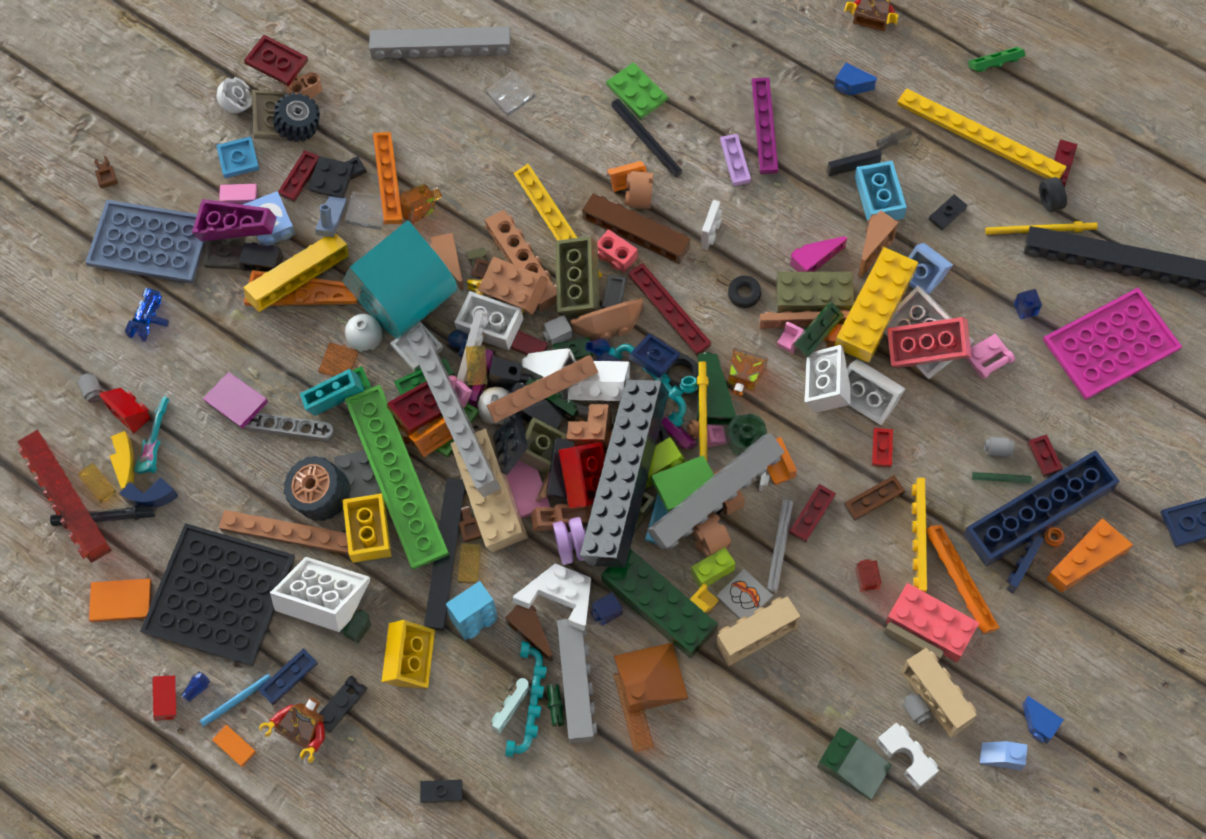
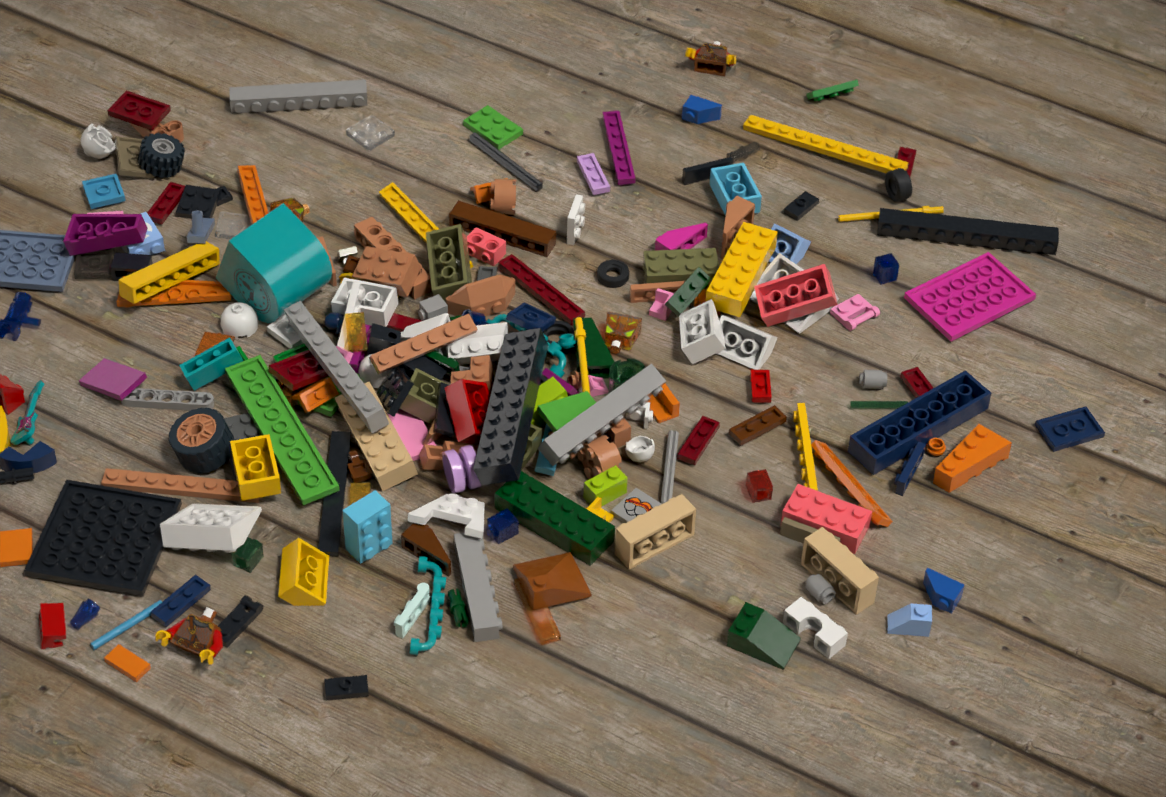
camera: 10 degrees left, 20 degrees down
(752, 521) = (640, 448): none -> white hair

